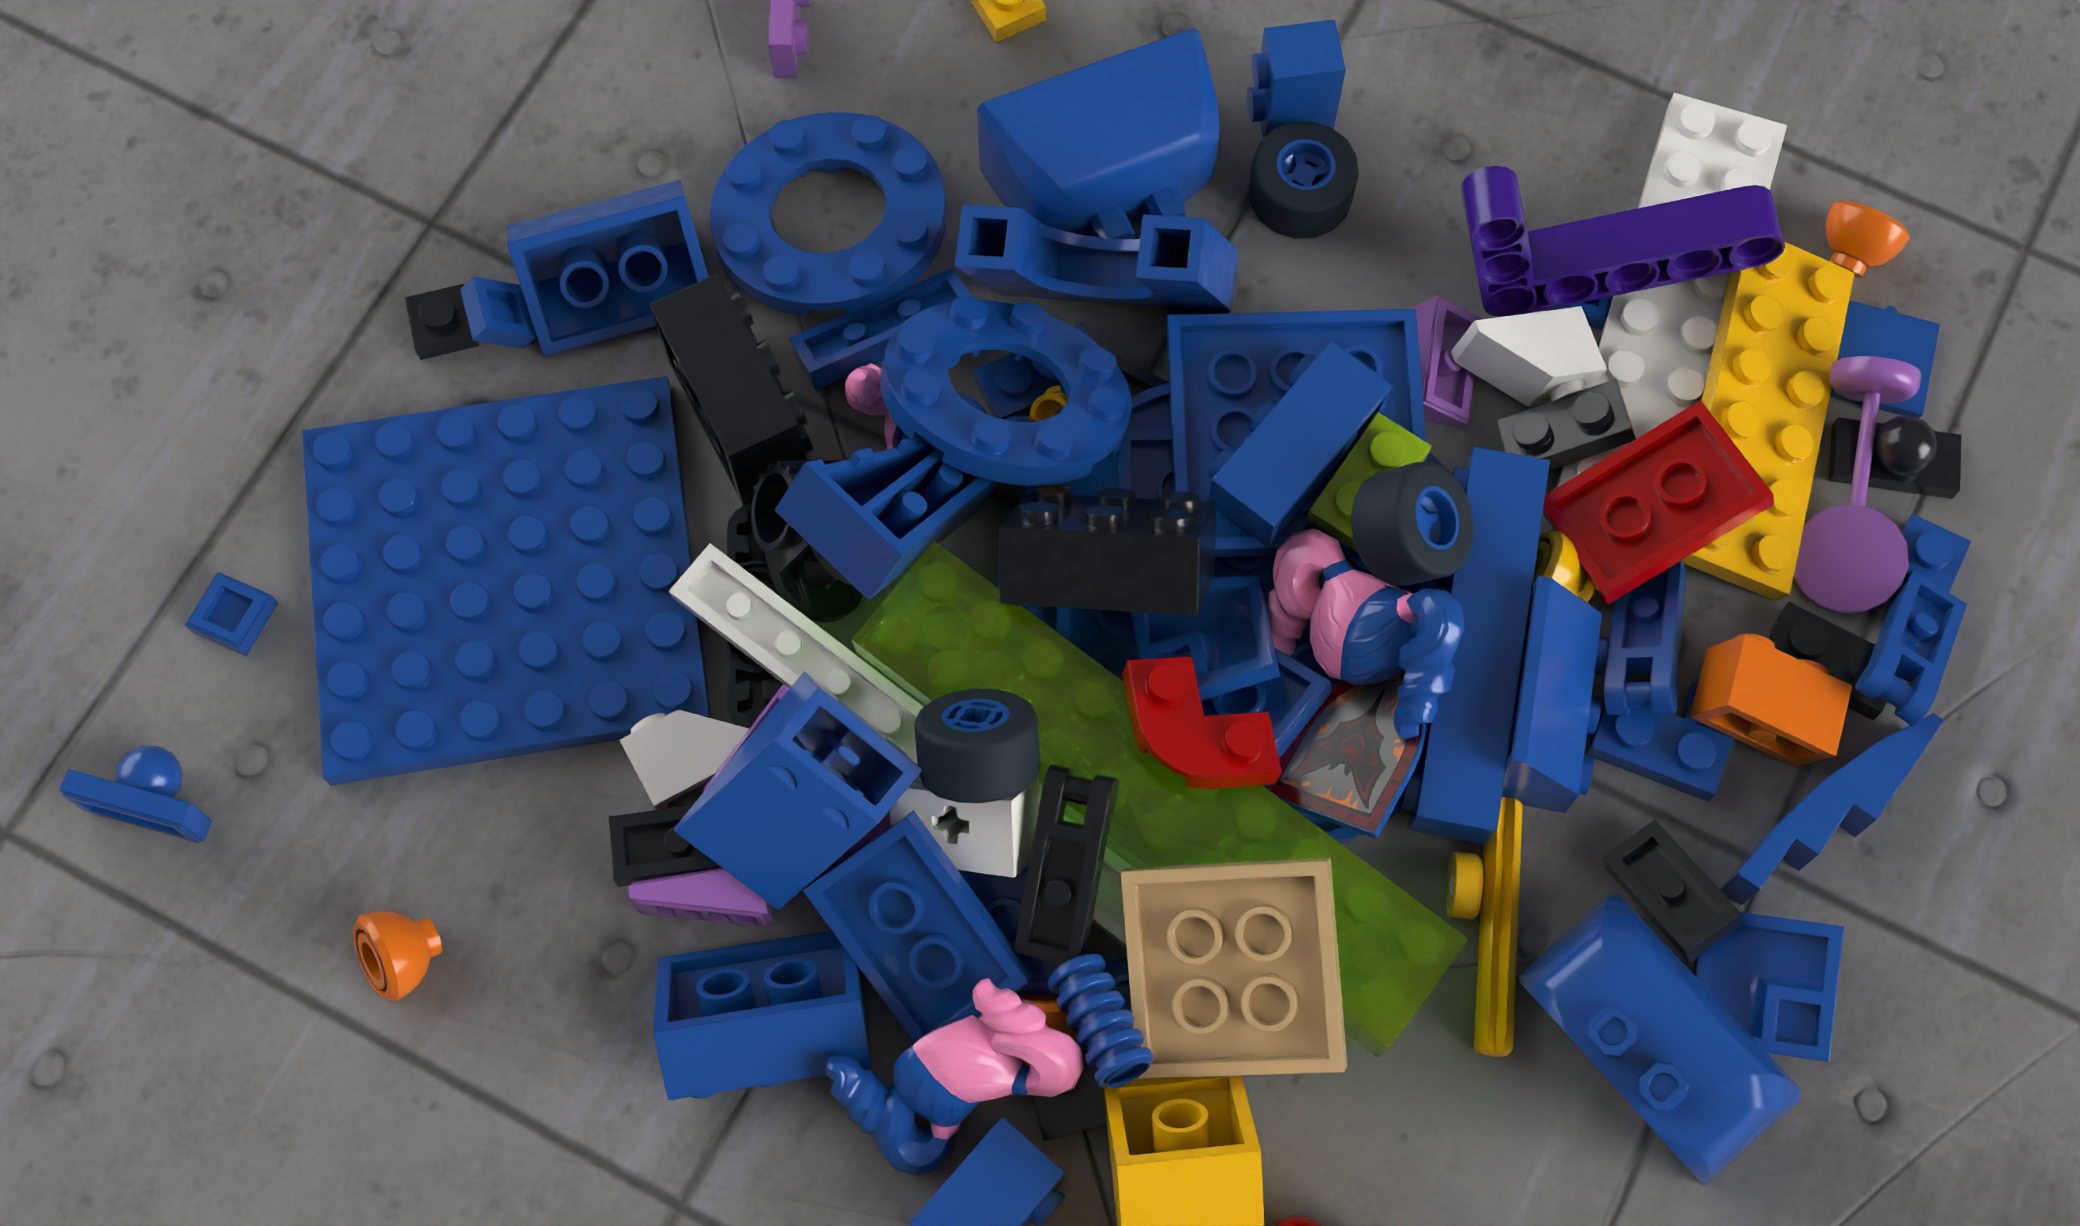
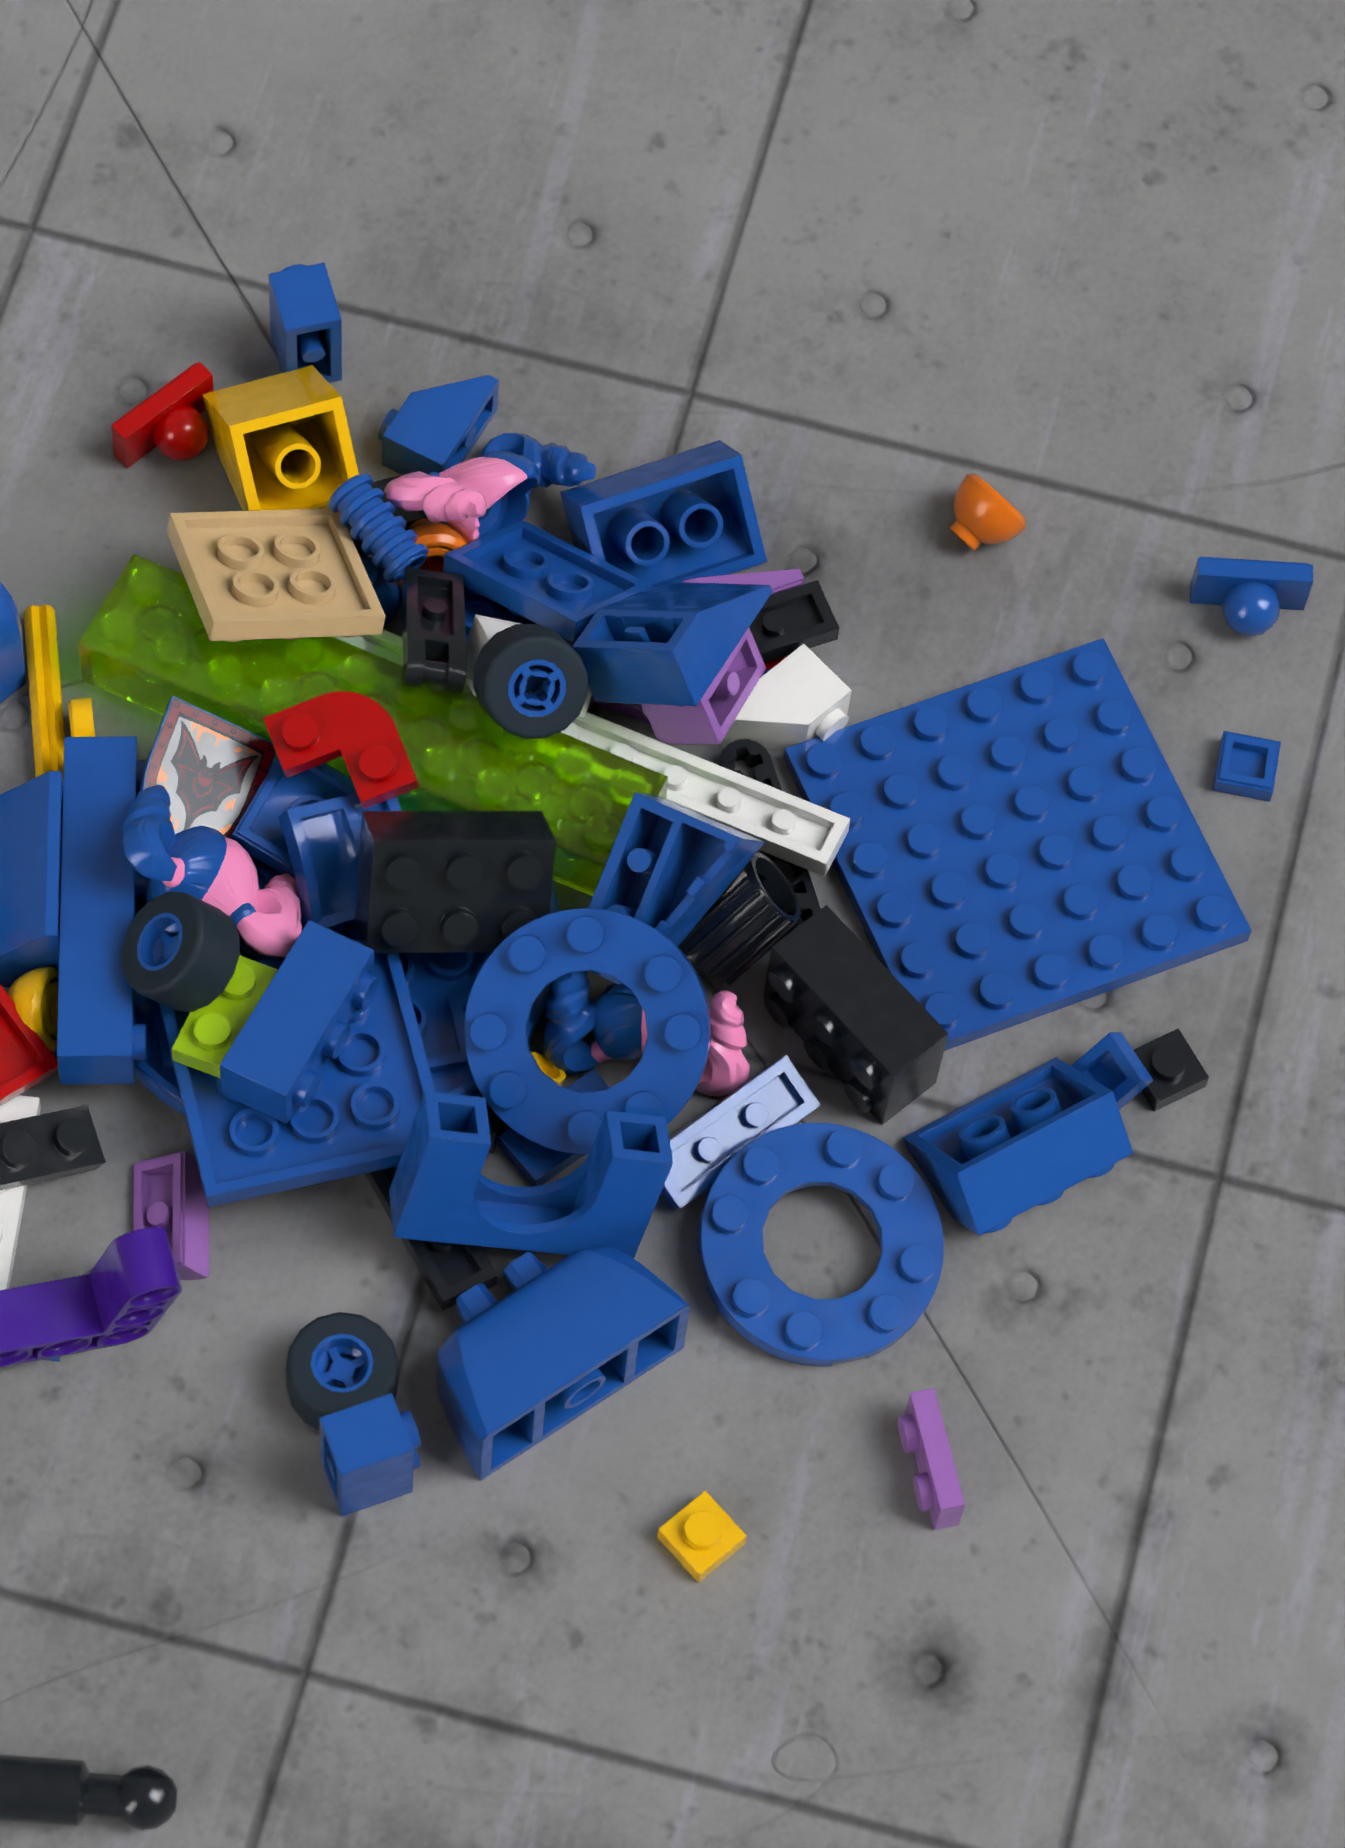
camera: 160 degrees right, 5 degrees down
(1533, 354) = (76, 1217): white slope -> none

